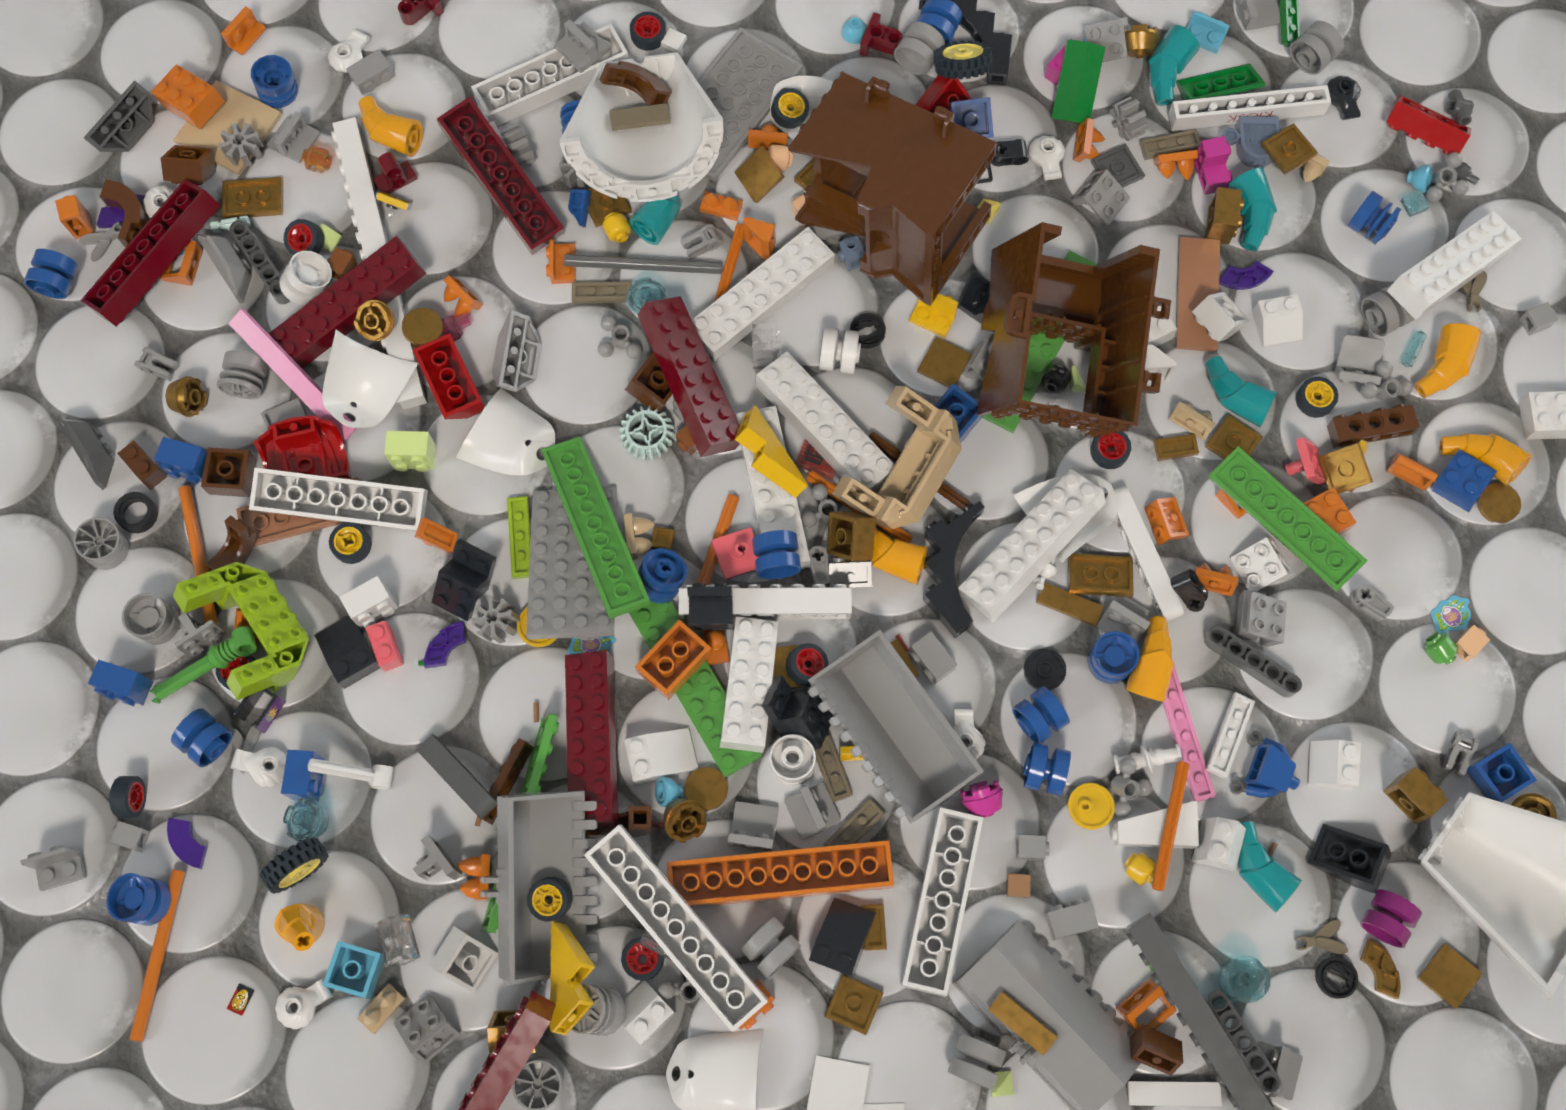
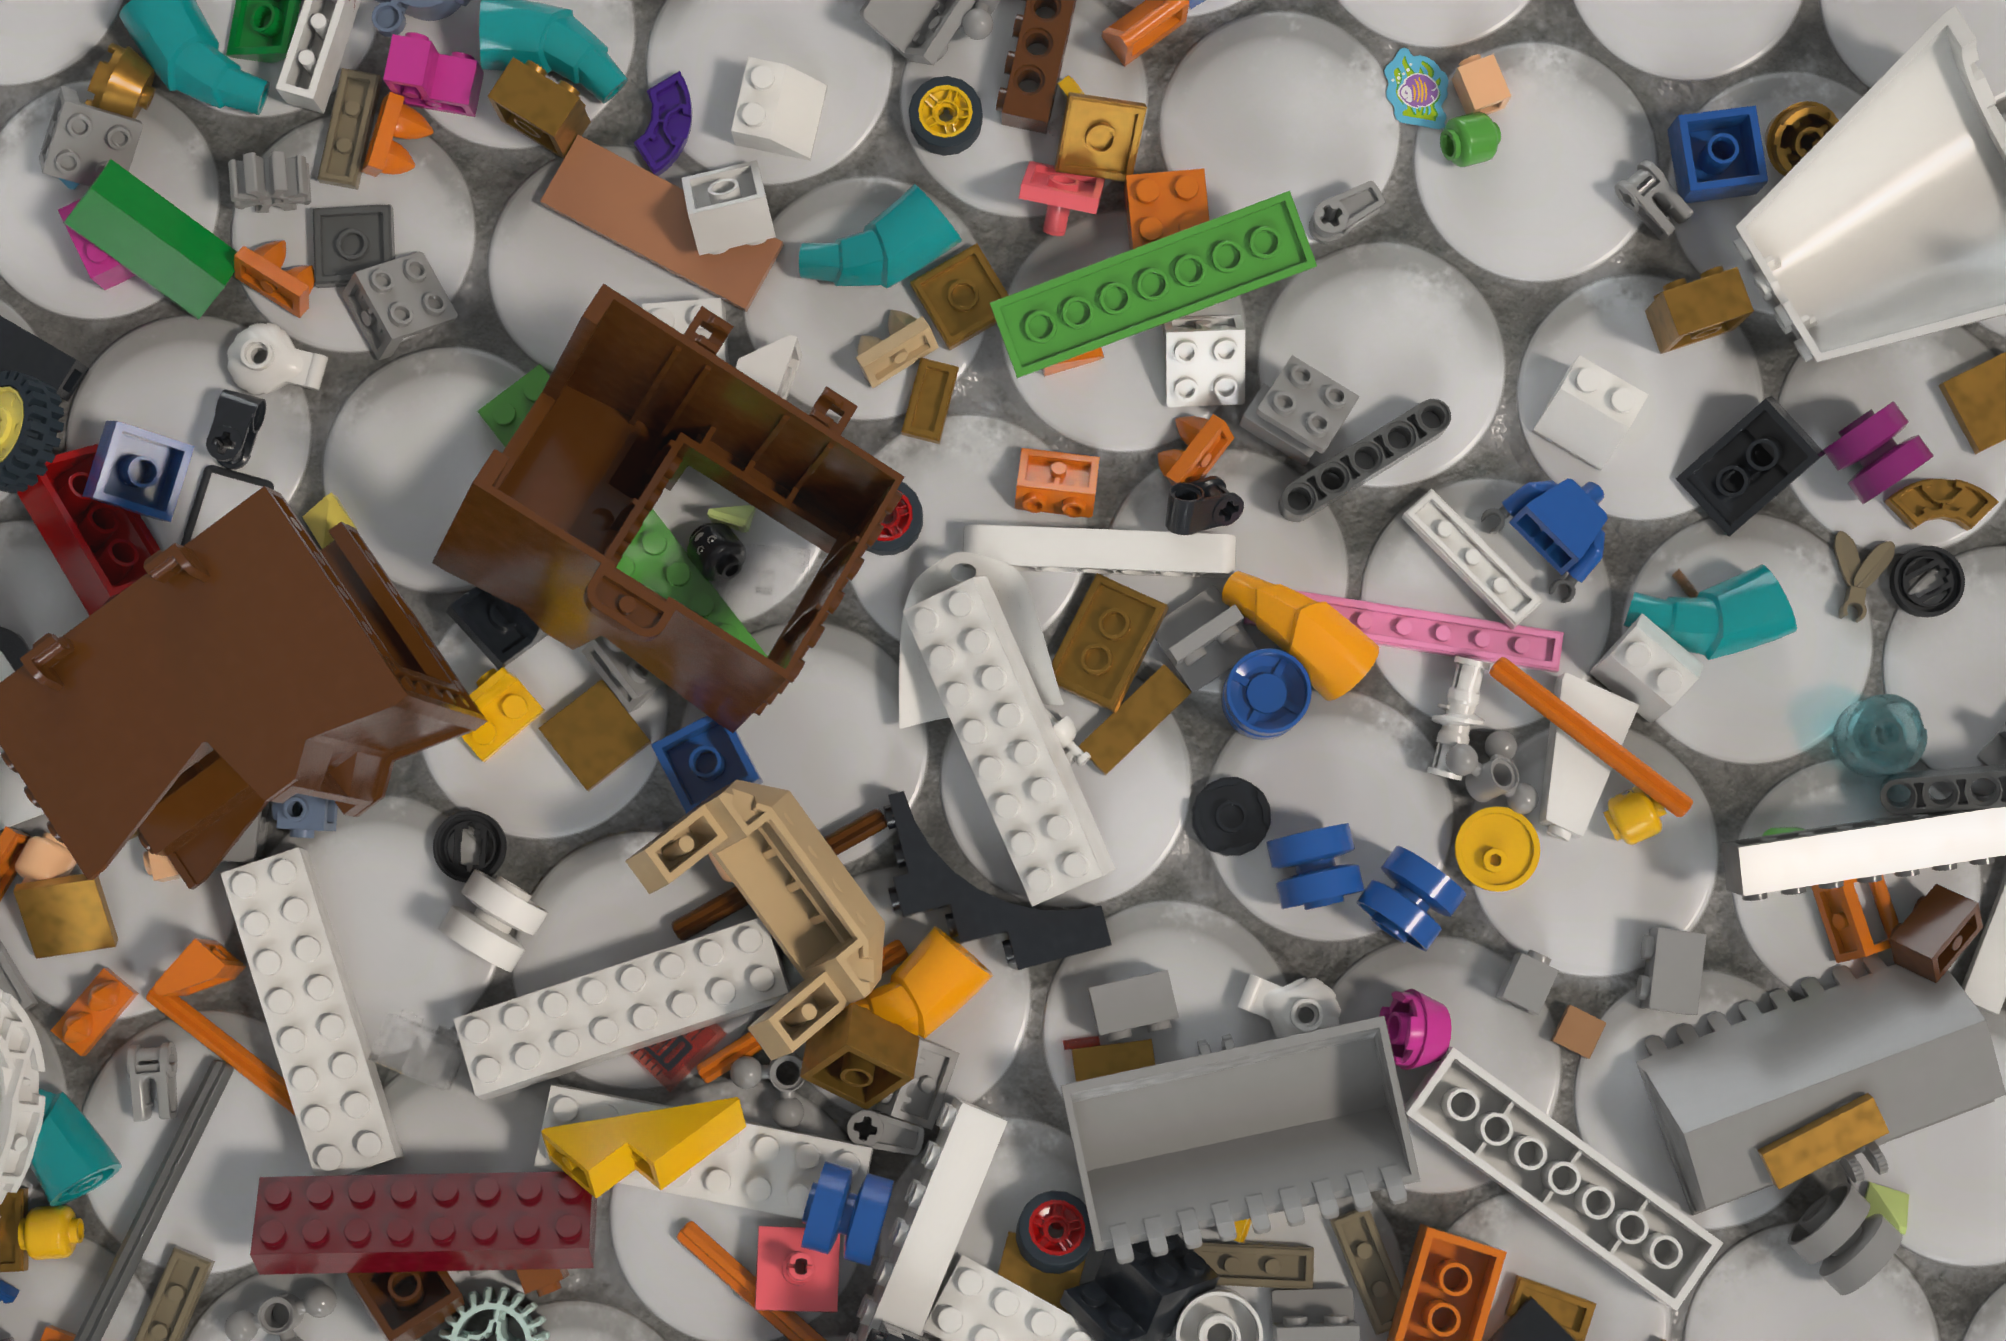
camera: 70 degrees left, 10 degrees up
(644, 291) = (221, 1236): clear light blue cone -> none

